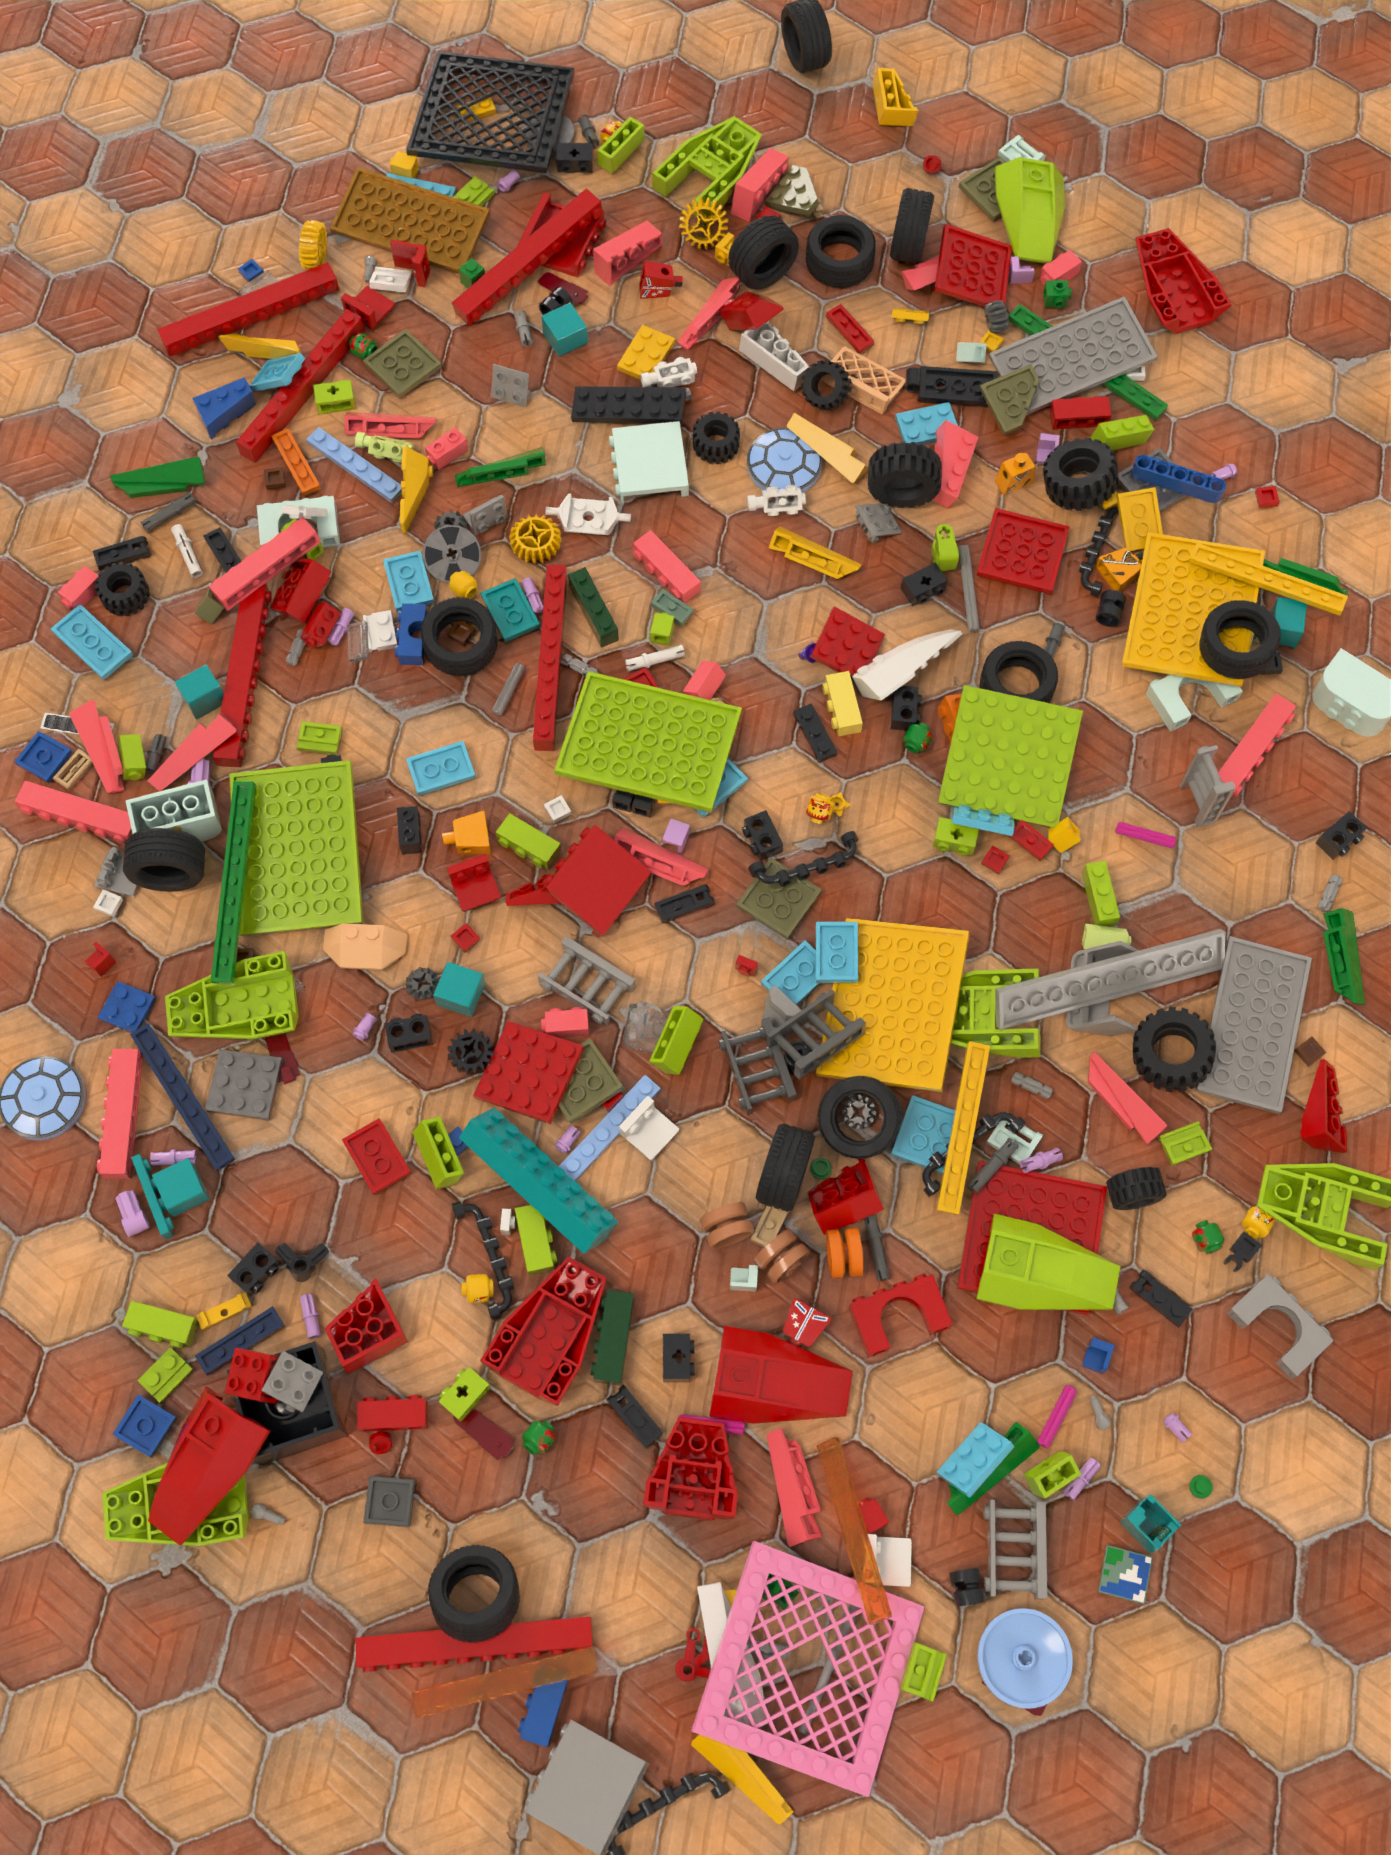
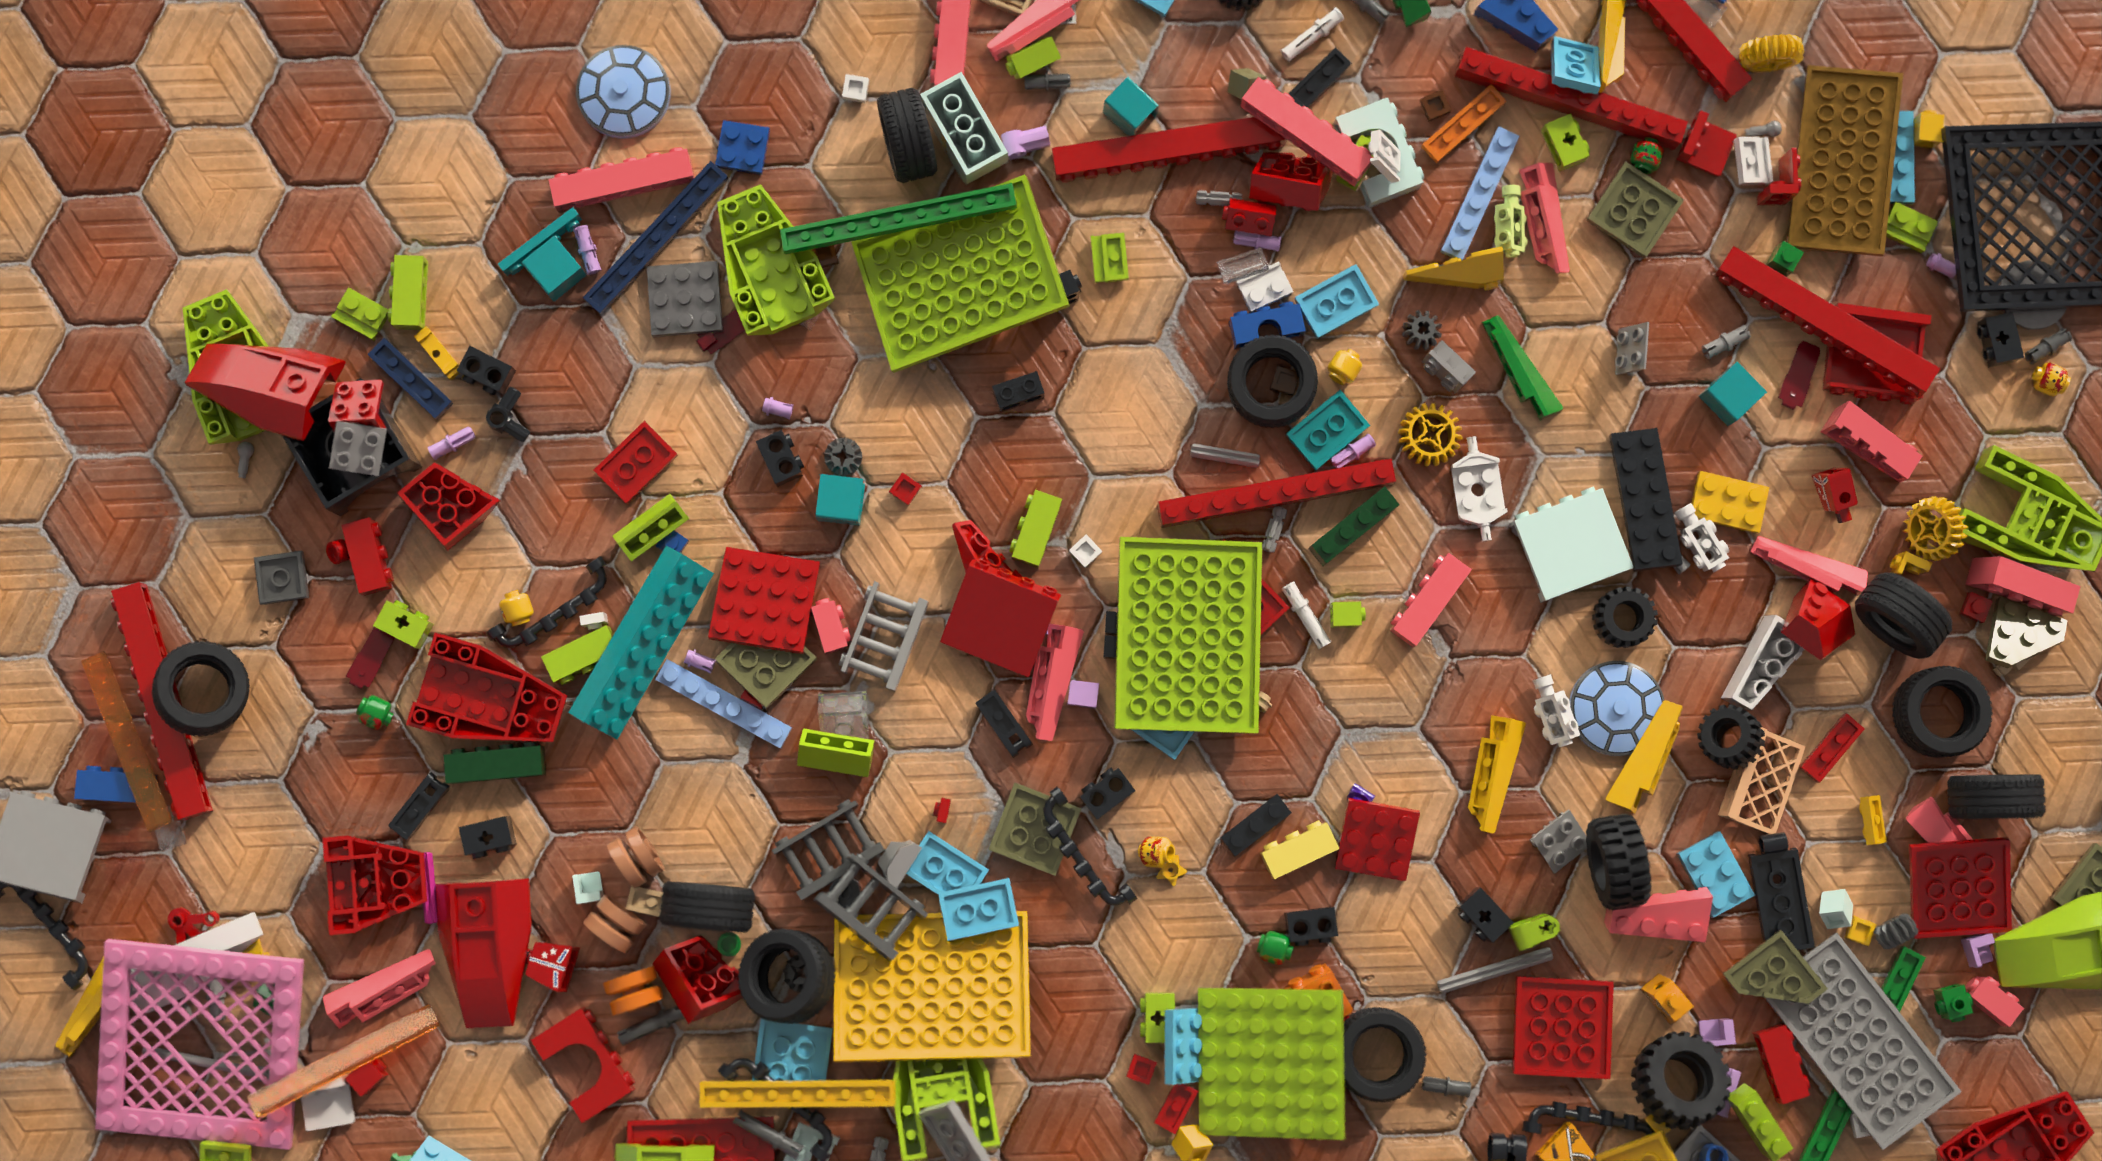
camera: 70 degrees right, 15 degrees up
(100, 960) = (788, 101): red panel -> none
(112, 876) = (892, 79): light grey hinge -> none
(134, 1218) = (512, 230): lavender piece -> none
(144, 1426) = (304, 309): blue plate -> none
(192, 750) = (1056, 122): coral wedge -> none
(364, 946) = (868, 382): light nougat wedge -> none
(440, 768) = (1105, 405): medium azure plate -> none
(446, 448) = (1526, 295): coral brick -> none
(455, 539) = (1401, 342): flat silver piece -> none
(469, 834) = (1029, 460): light orange torso -> none
(473, 882) = (970, 482): red bracket -> none
(474, 1042) = (770, 541): black gear -> none
(482, 109) = (2043, 200): yellow plate -> none
(556, 299) = (1761, 368): black wheel -> none
(621, 145) = (2033, 393): lime brick -> none
(648, 1129) = (729, 747): white bracket -> none
(667, 603) = (1378, 619): sand green plate -> none
(705, 680) = (1284, 681): coral brick -> none
(899, 665) = (1361, 905): white wedge -> none

